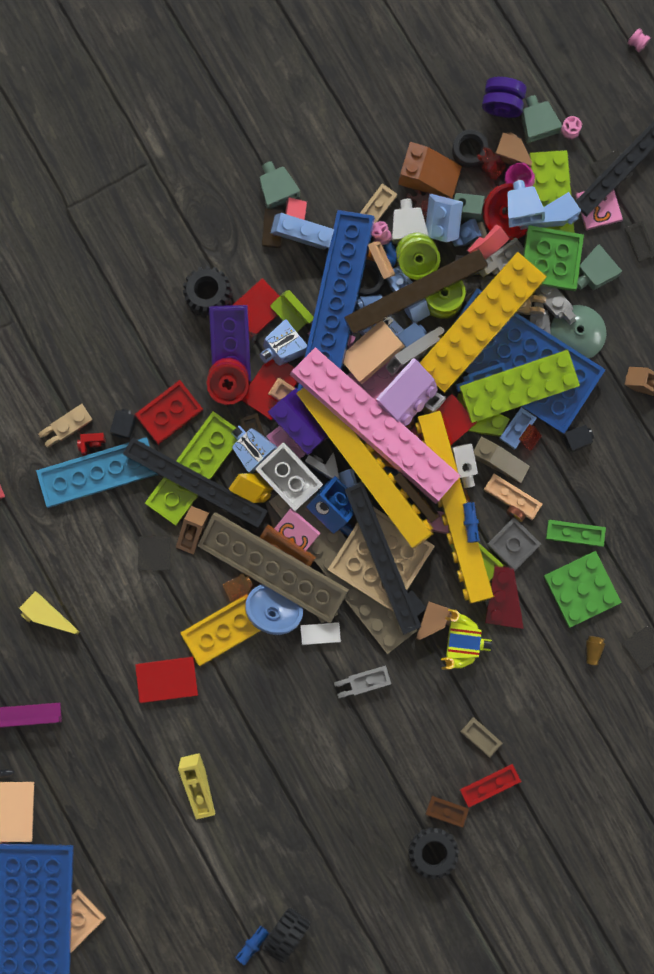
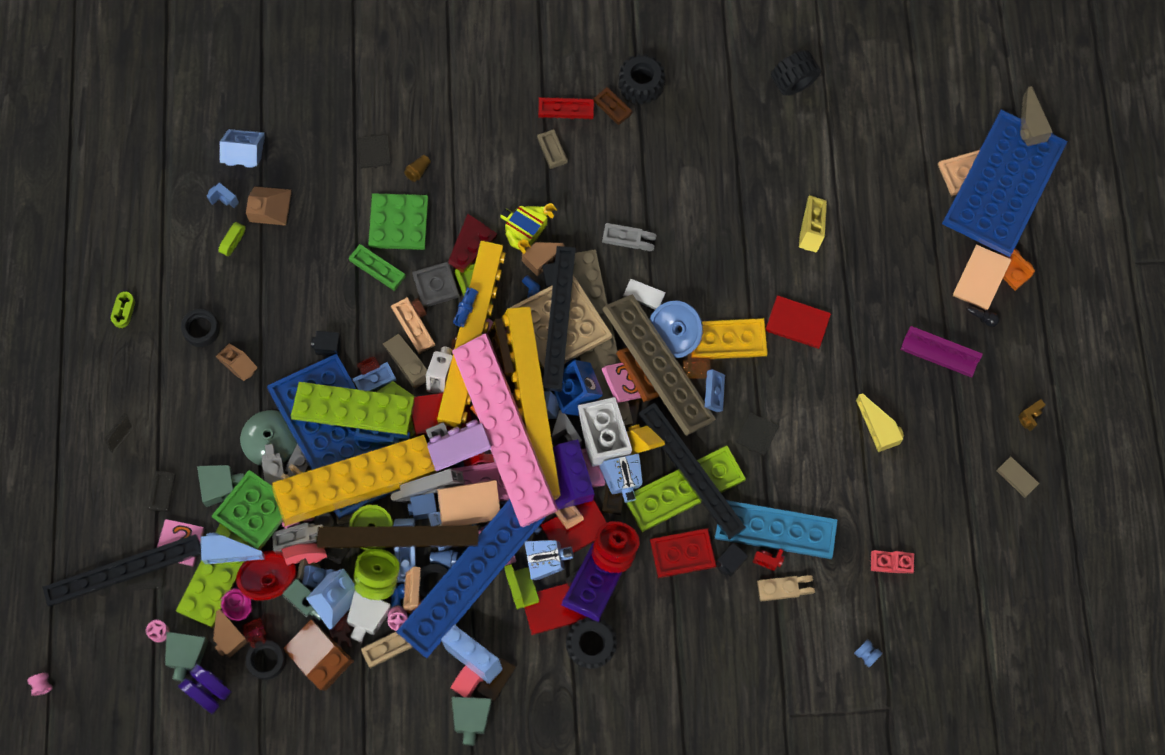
camera: 150 degrees left, 10 degrees down
(192, 530) = (713, 435): medium nougat slope -> none
(210, 571) = (714, 390): none -> medium blue plate
(252, 945) = (826, 85): blue pin -> none
(423, 587) = (534, 287): none -> blue arm
(524, 205) = (251, 566): light blue torso -> none

